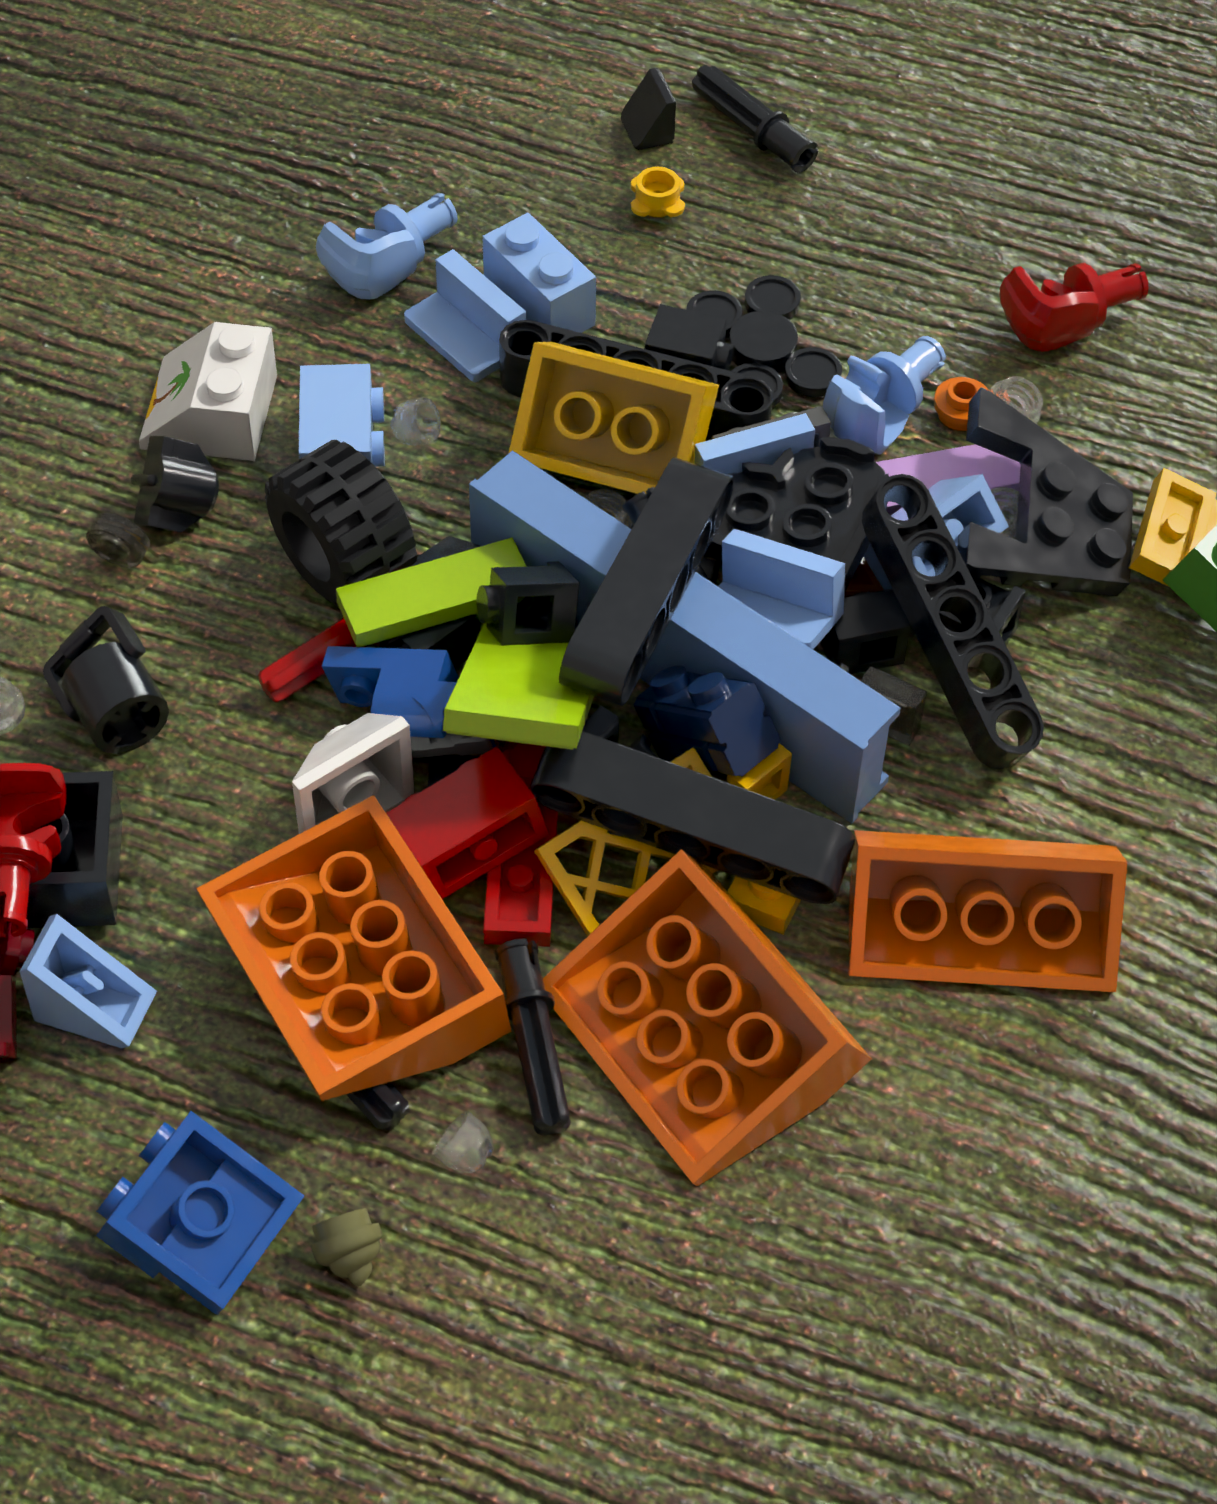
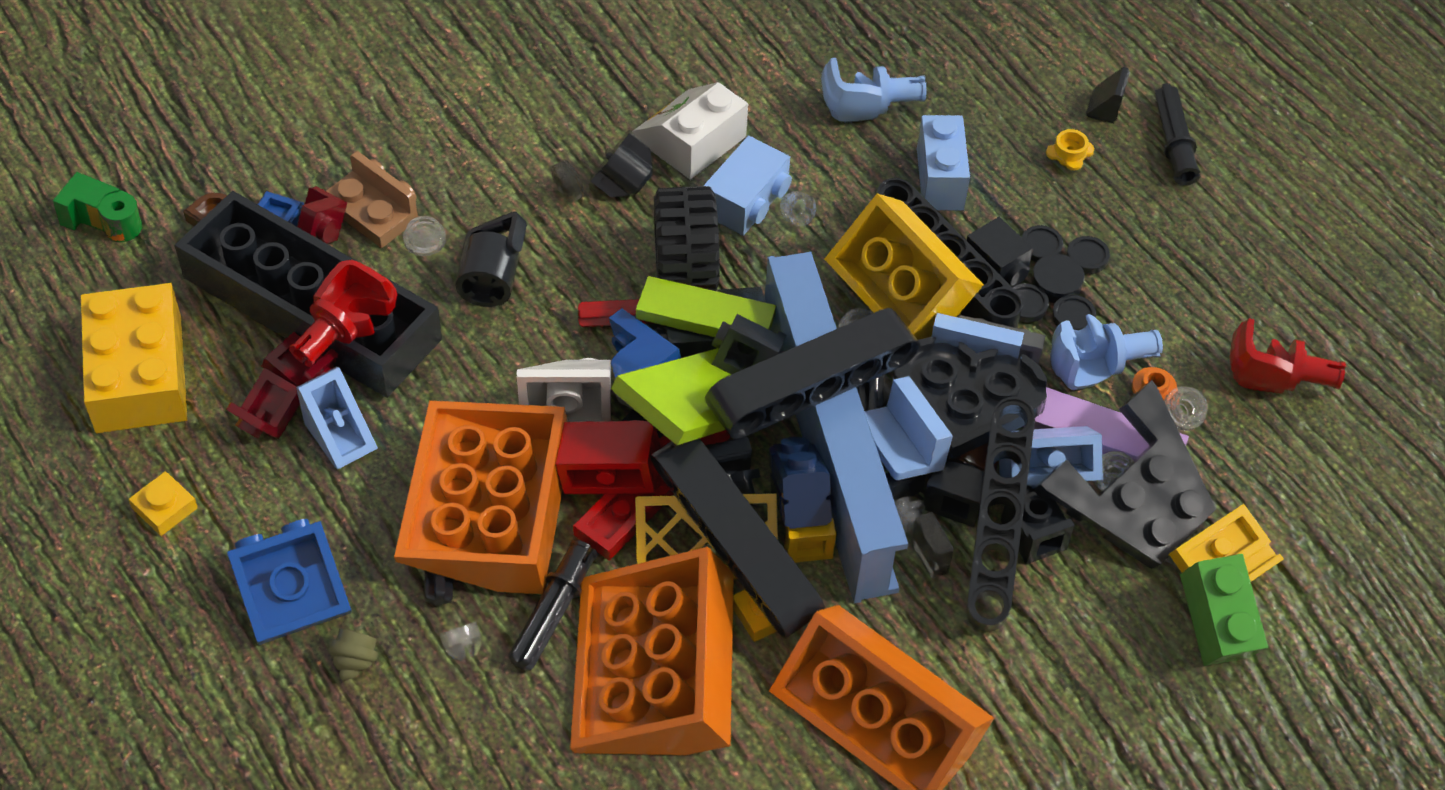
camera: 35 degrees right, 0 degrees up
(464, 317) = (879, 159): light blue panel -> none

